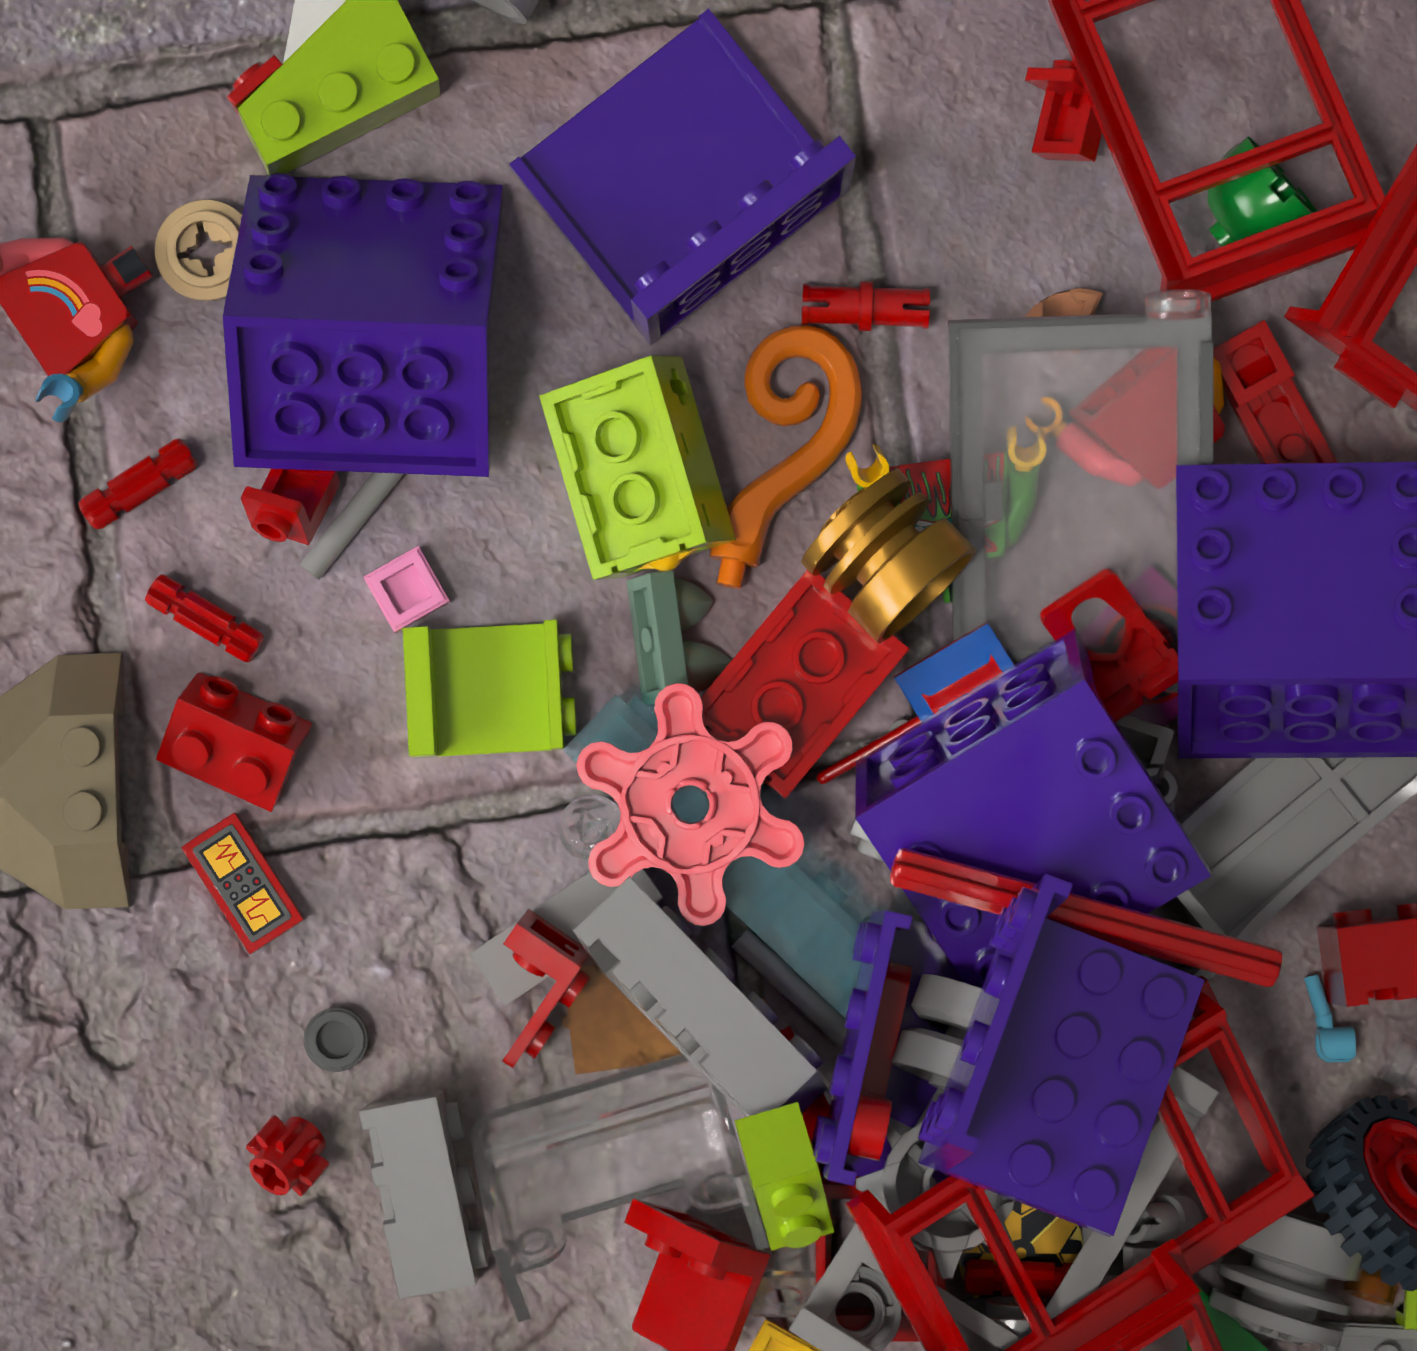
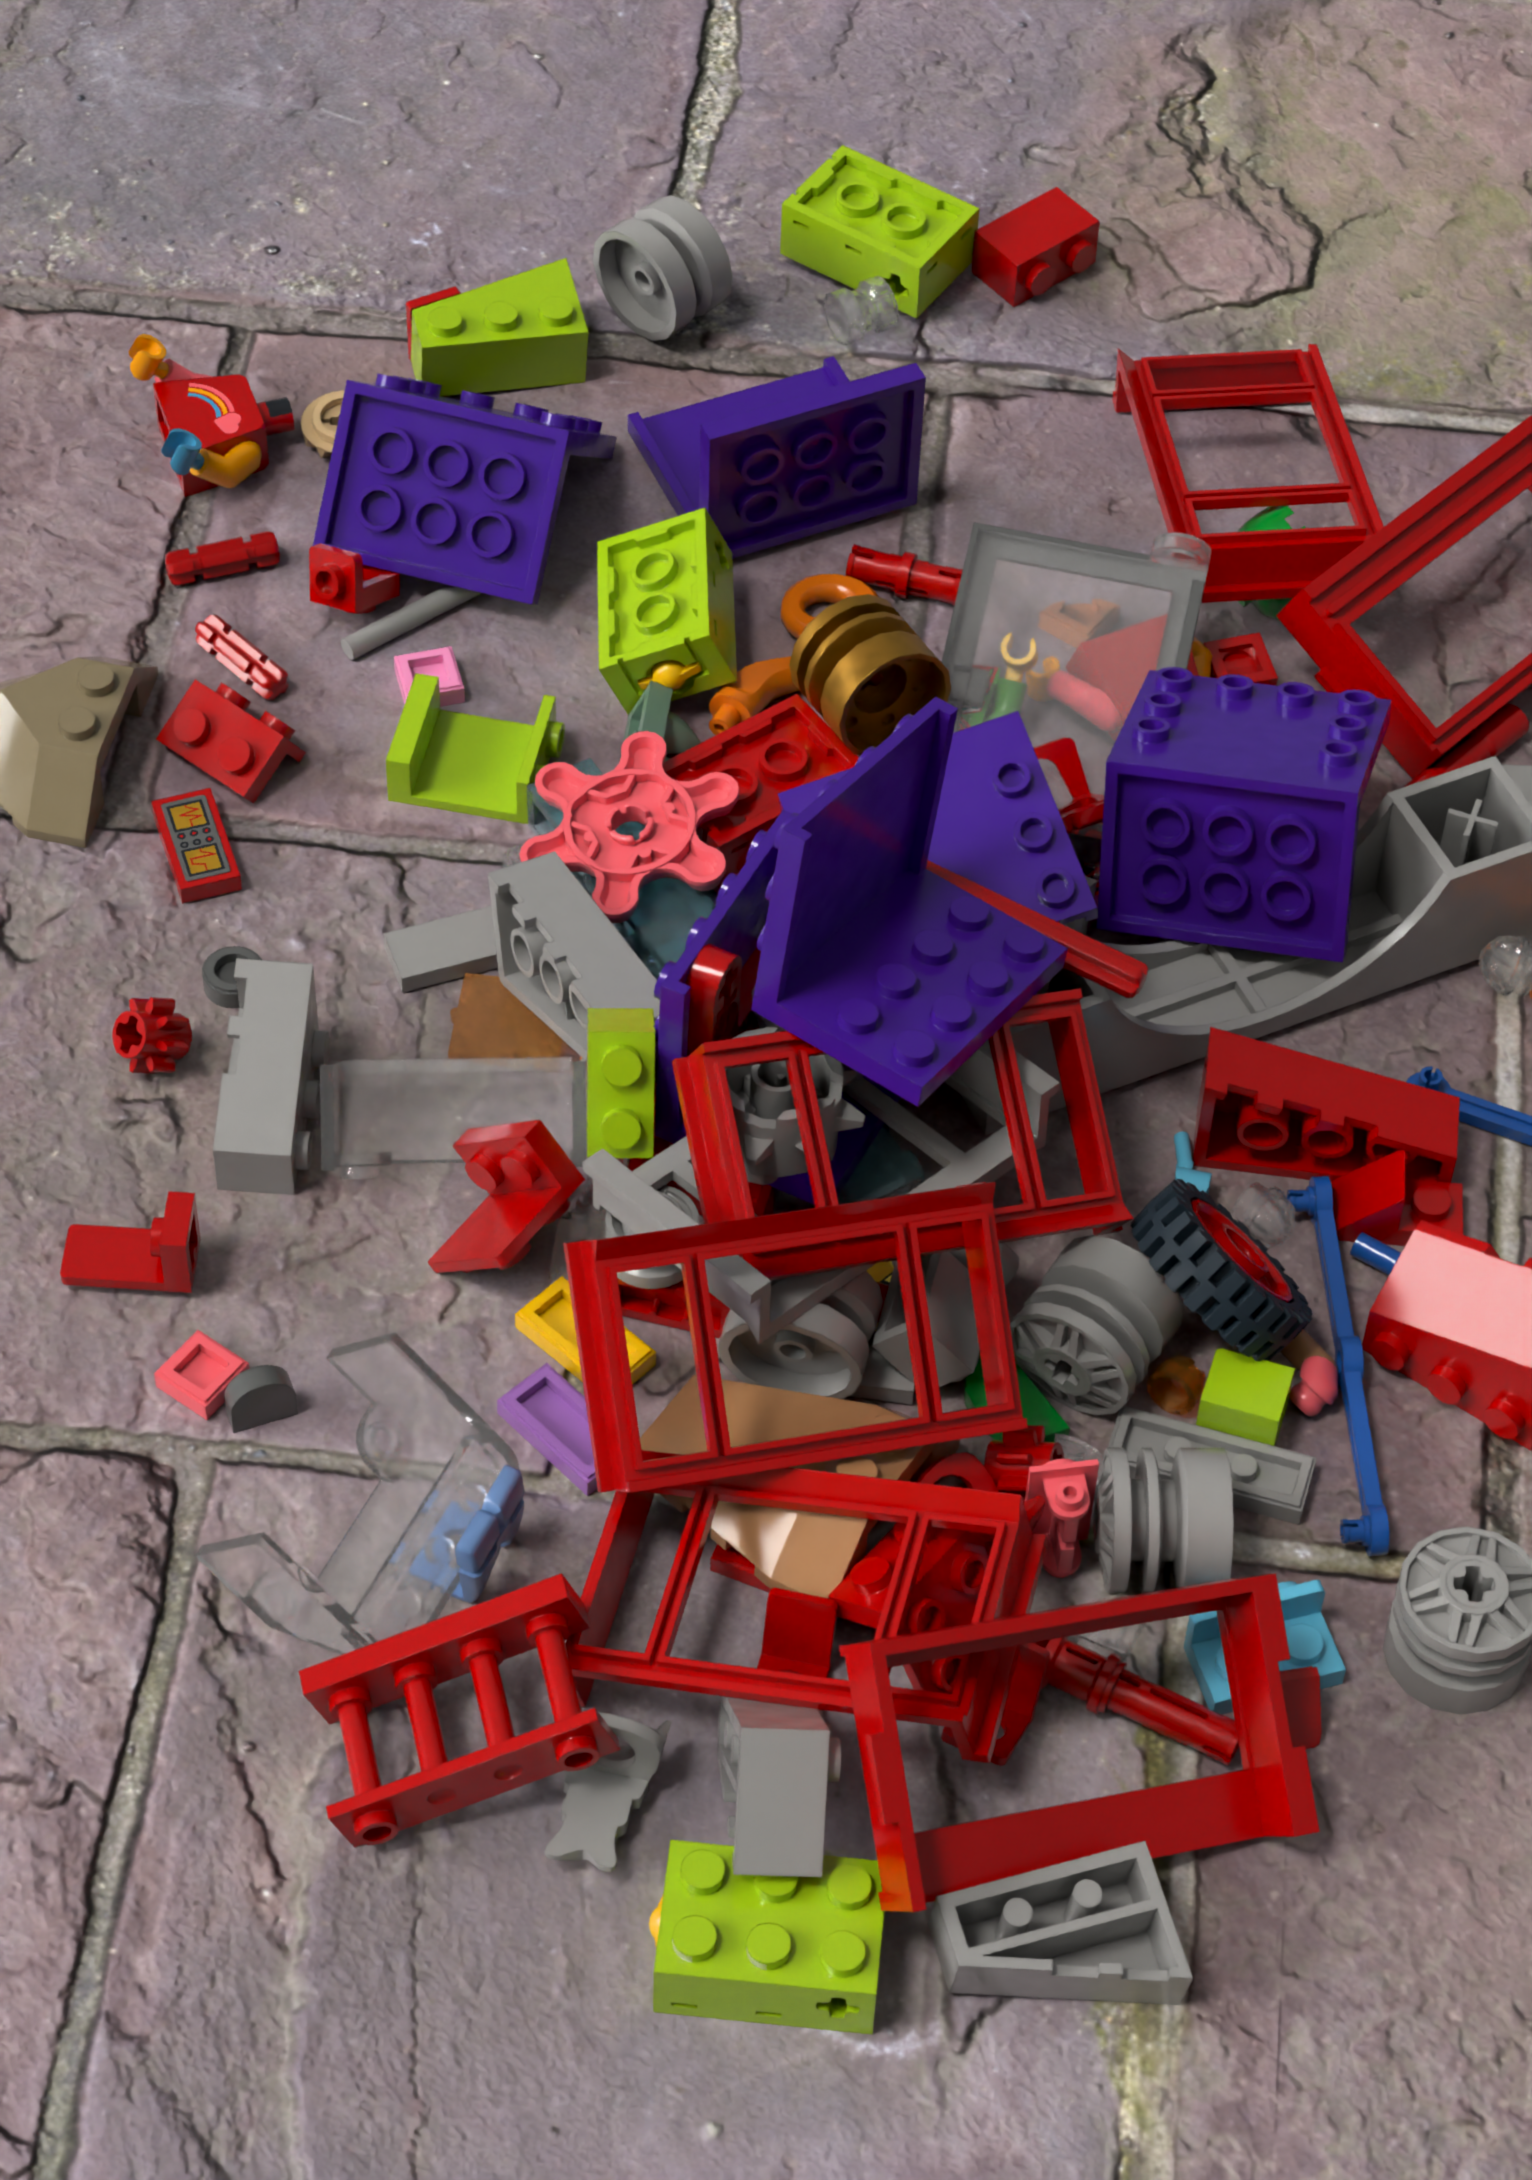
camera: 10 degrees right, 35 degrees down
(542, 951) = (460, 958): red bracket -> none
(1066, 121) = (1128, 480): red bracket -> none

